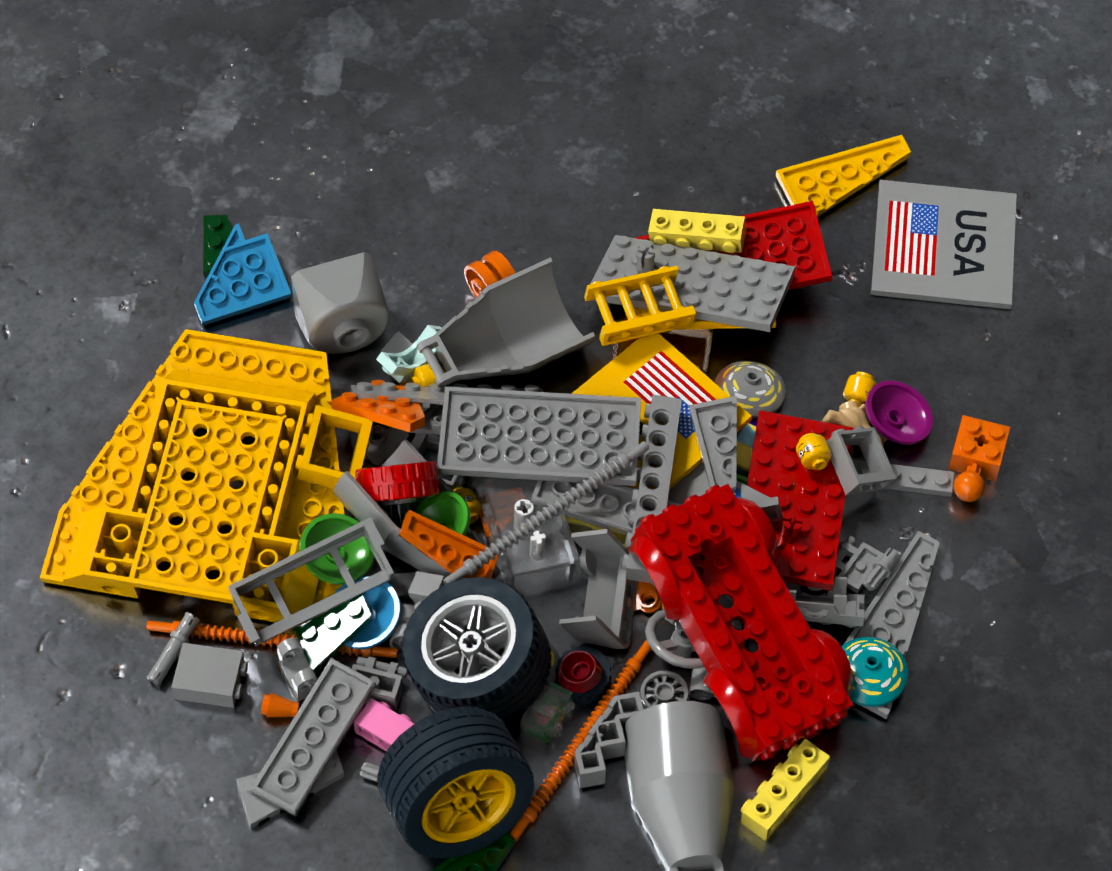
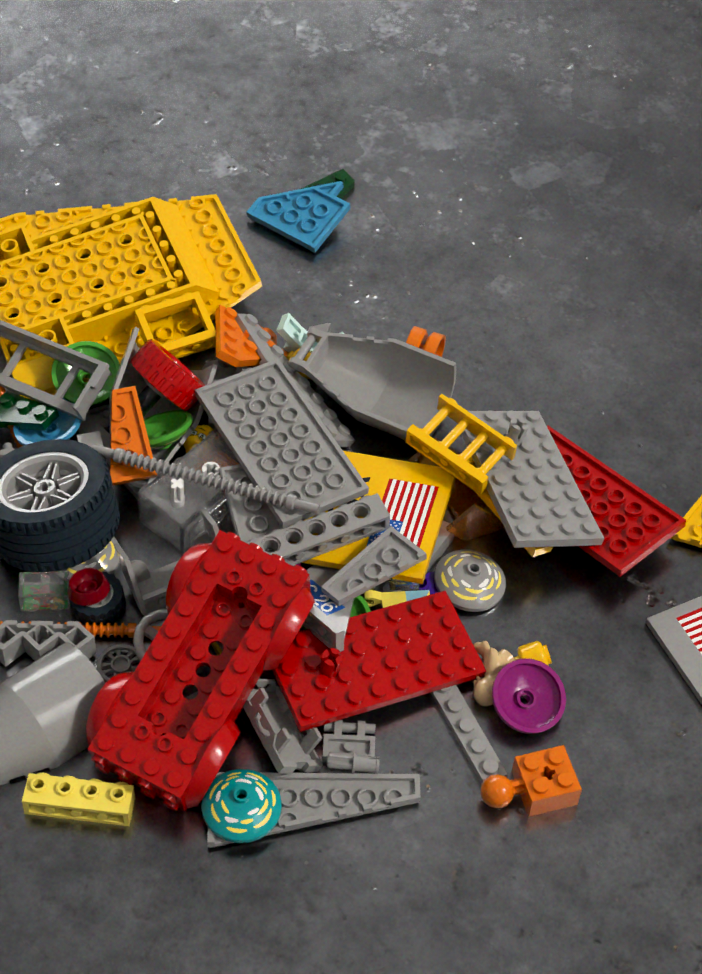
camera: 55 degrees right, 5 degrees down
(340, 304) = (314, 269): light grey piece -> none
(698, 230) = (585, 458): light yellow brick -> none
(813, 451) = (422, 642): yellow head -> none
(874, 454) = (429, 702): light grey window -> none

